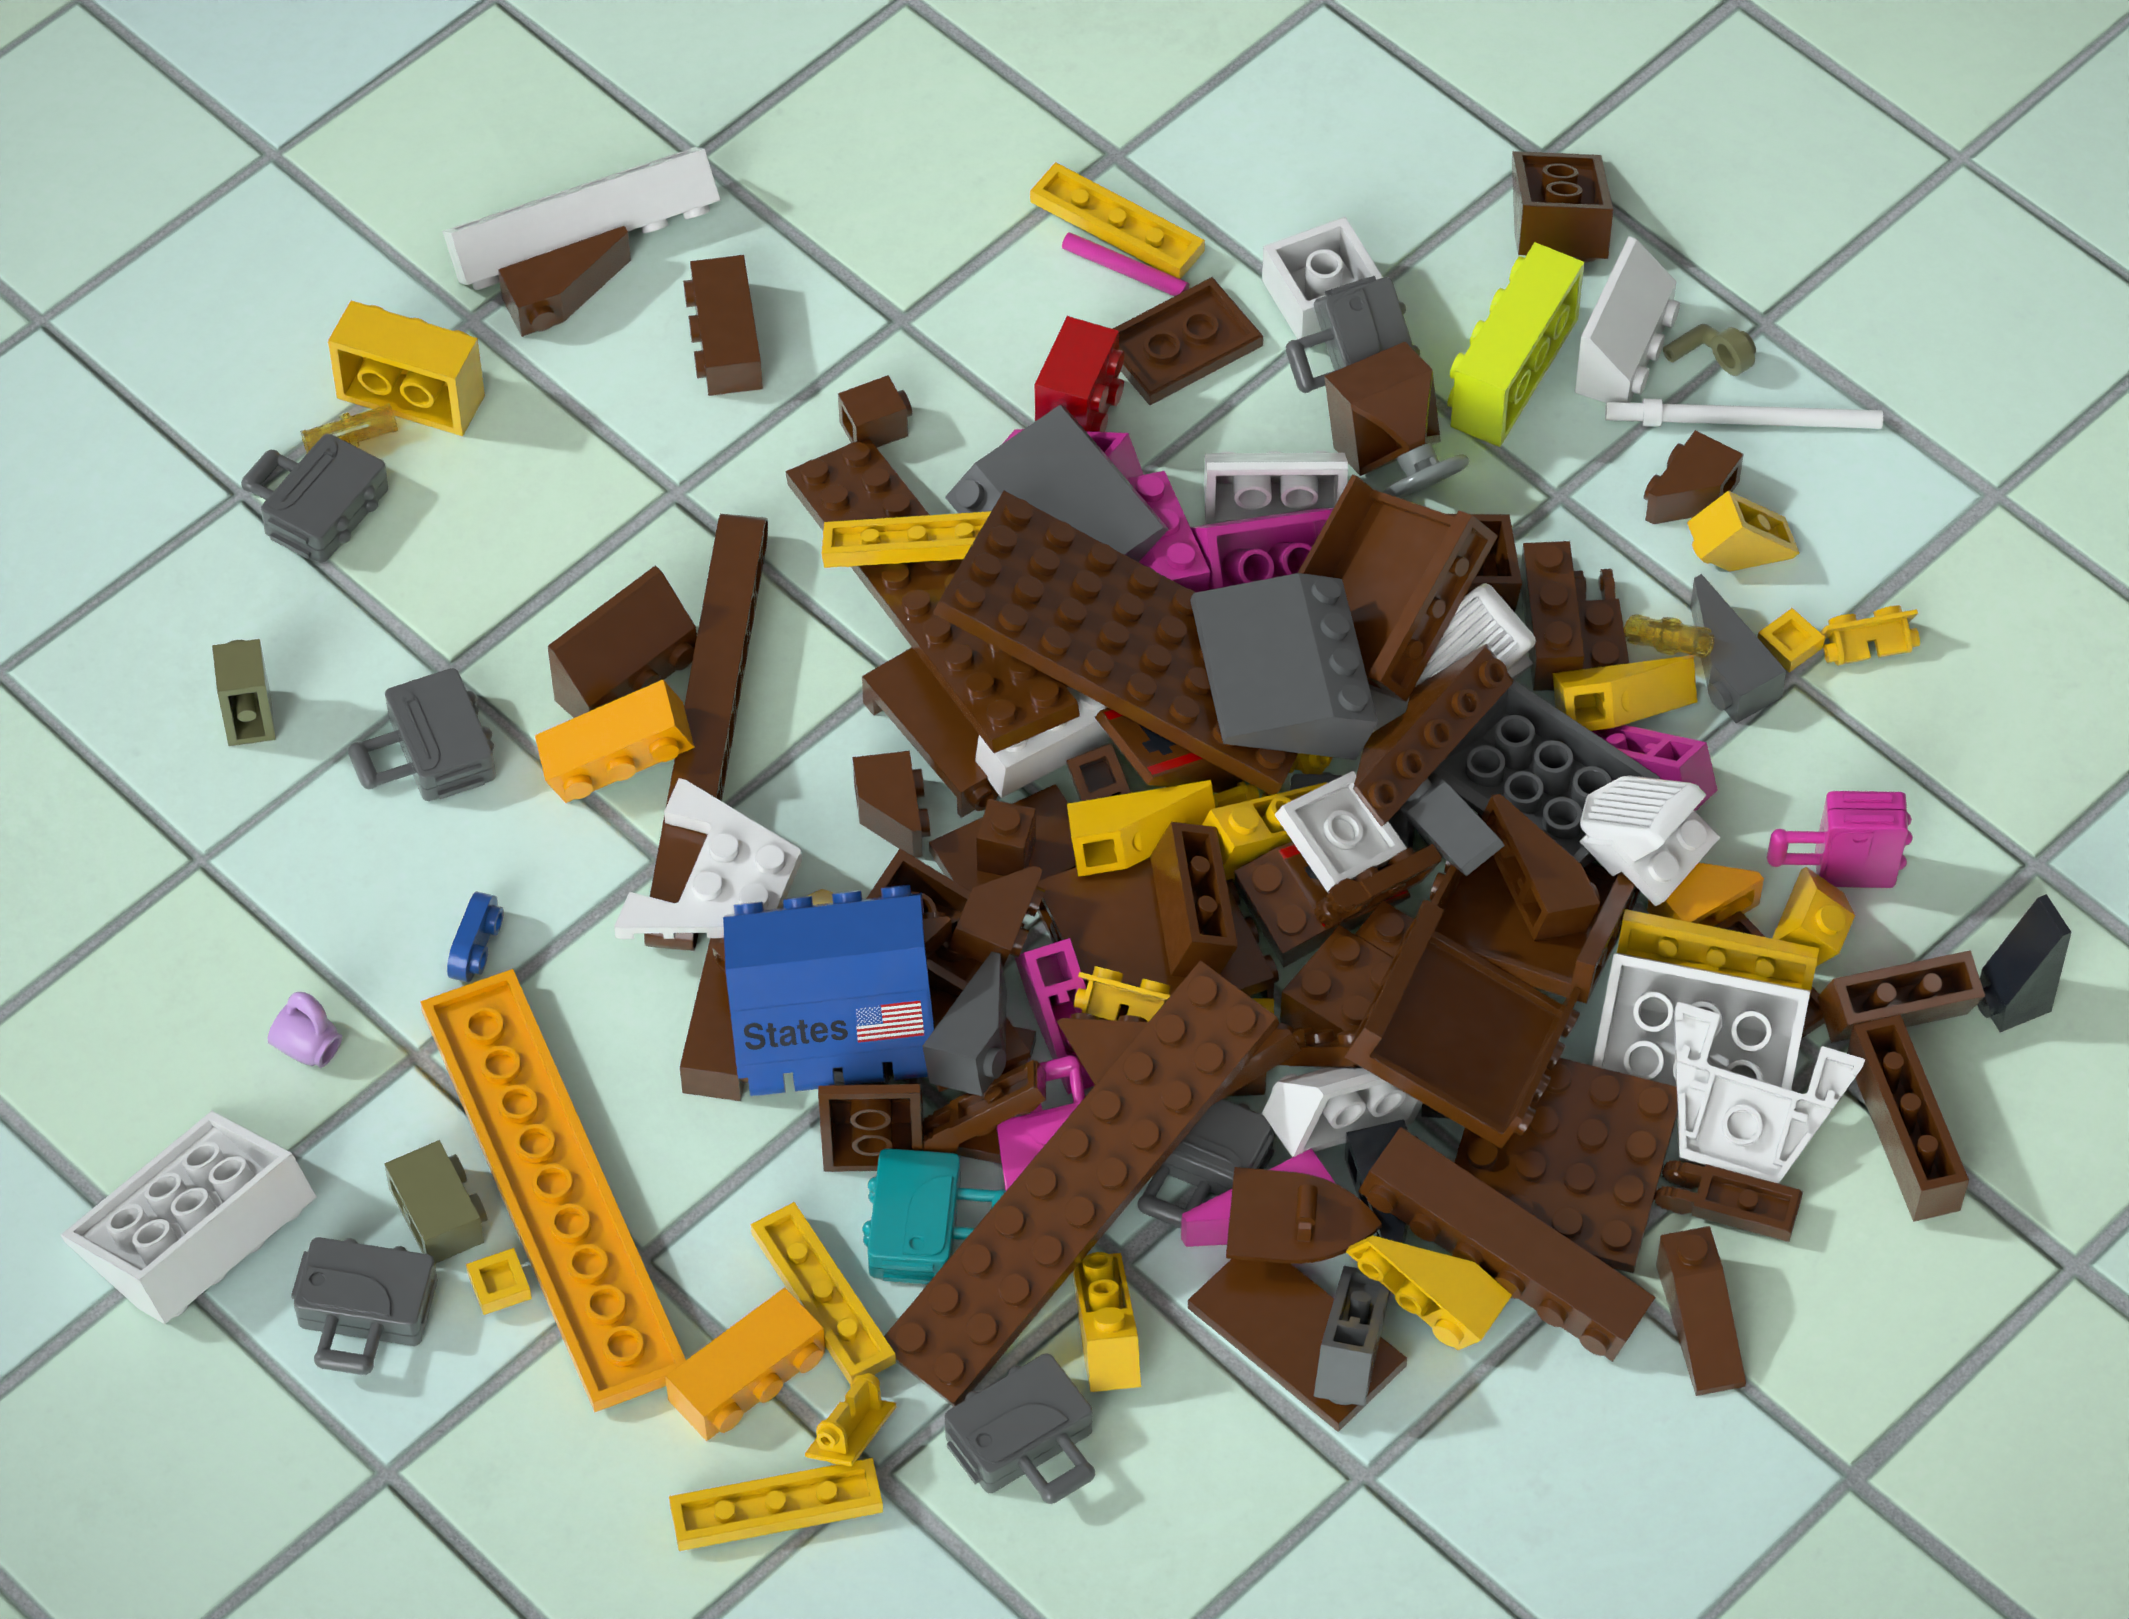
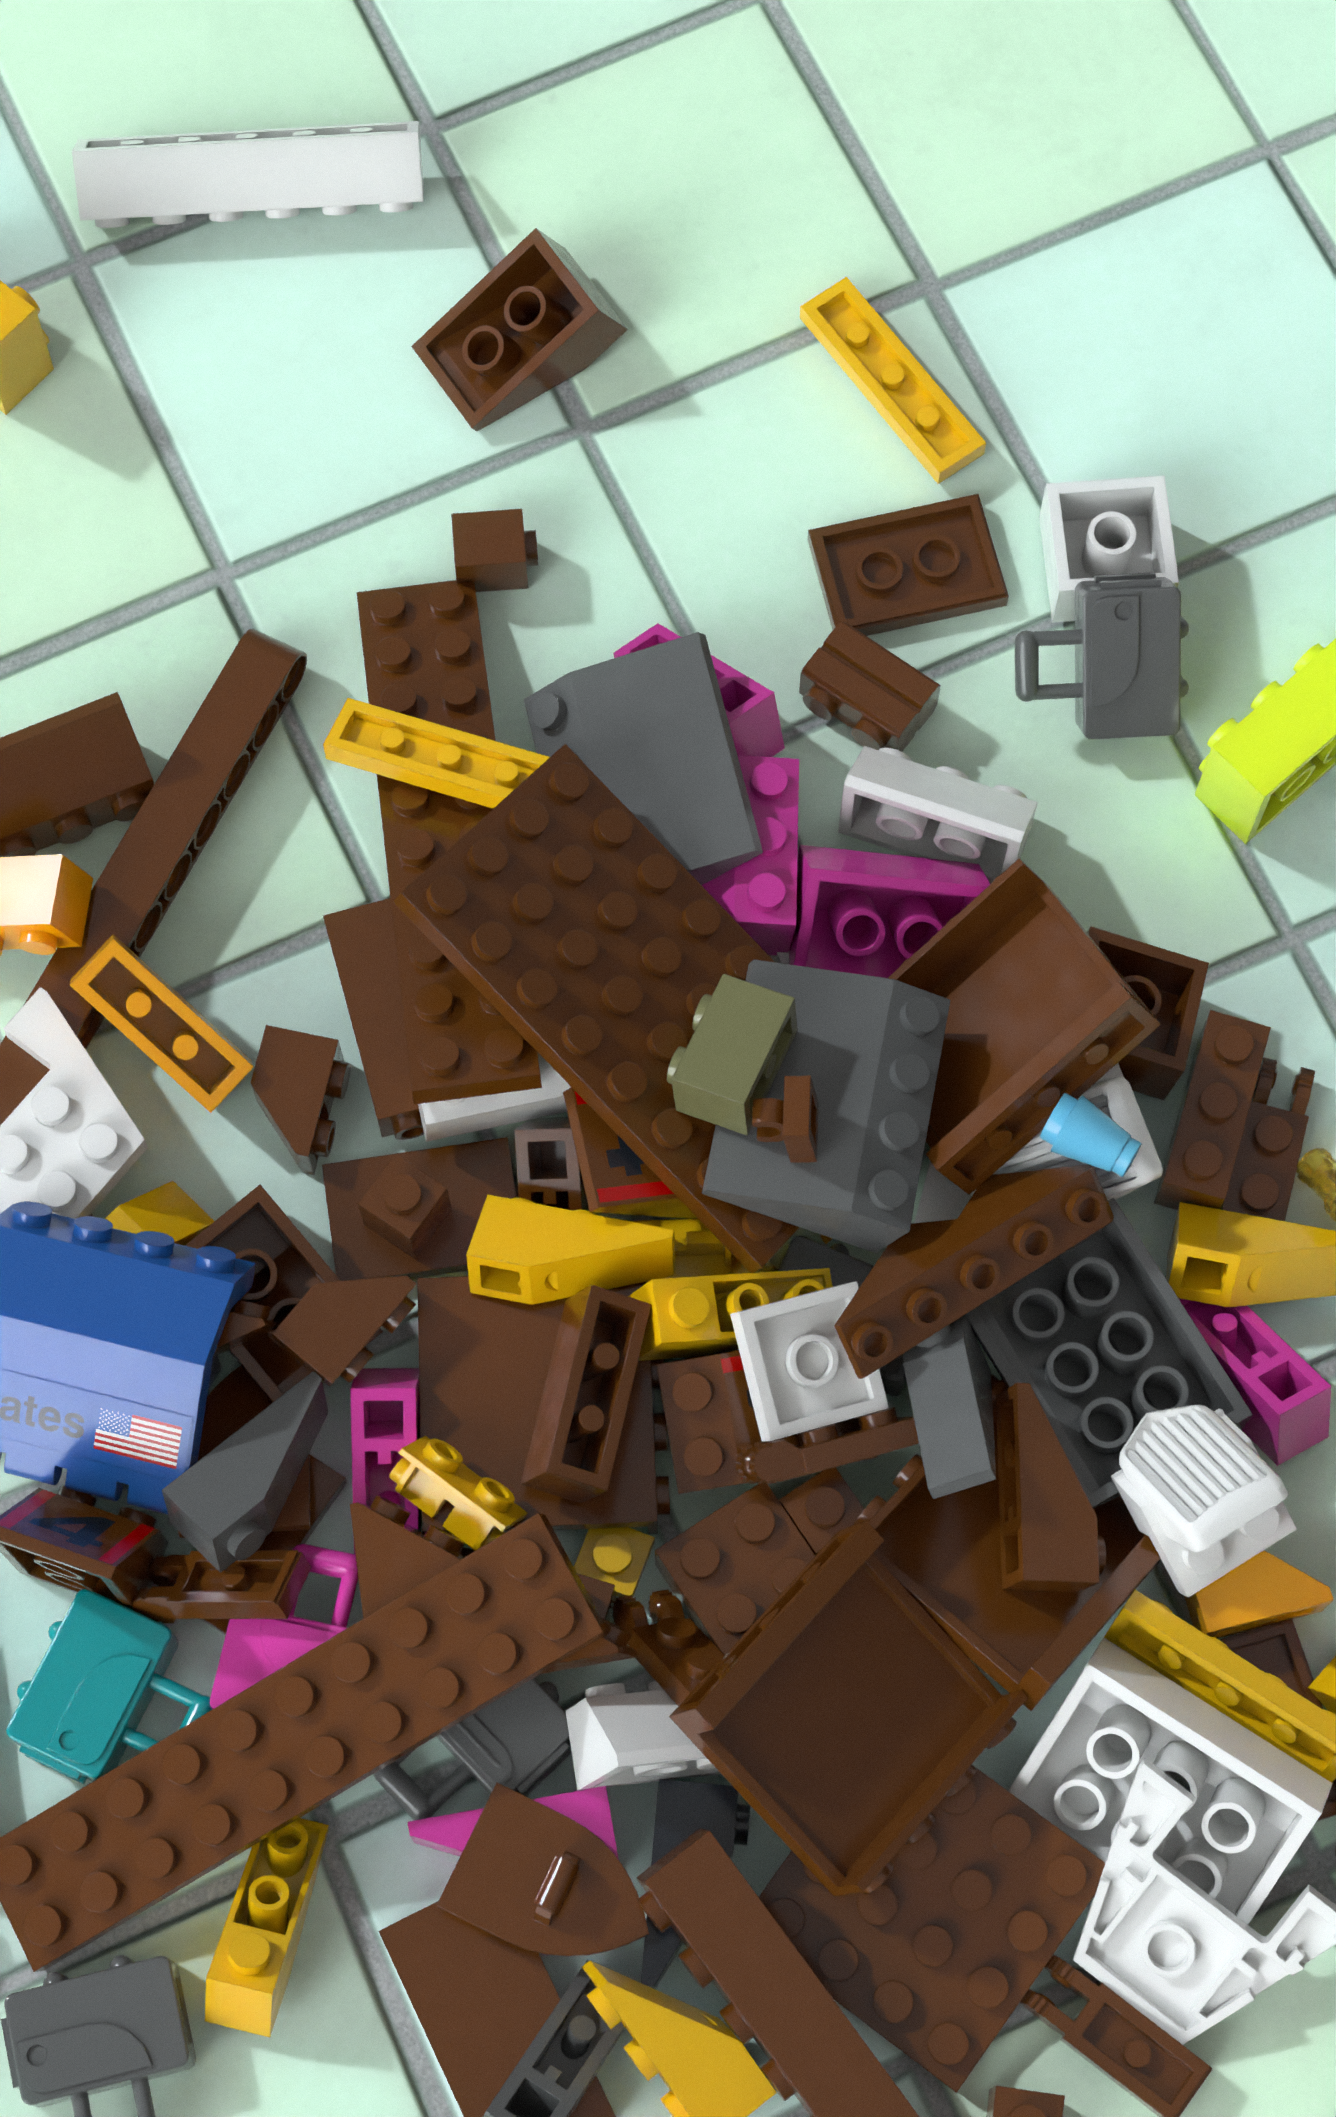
camera: 20 degrees right, 15 degrees up
(559, 282) = (192, 249): reddish brown slope -> none
(723, 325) = (362, 370): reddish brown brick -> none
(777, 775) = (161, 1023): none -> light orange brick
(829, 266) = (518, 332): none -> reddish brown slope
(1081, 374) = (748, 594): red brick -> none
(1124, 264) = (879, 441): dark pink bar -> none
(1188, 421) = (867, 689): none -> reddish brown brick
(1209, 643) = (733, 1053): none -> olive brick
(1268, 669) = (790, 1120): none -> reddish brown tile
(1388, 413) = (1112, 774): reddish brown piece -> none
(1477, 623) = (1089, 1136): none -> medium azure cone

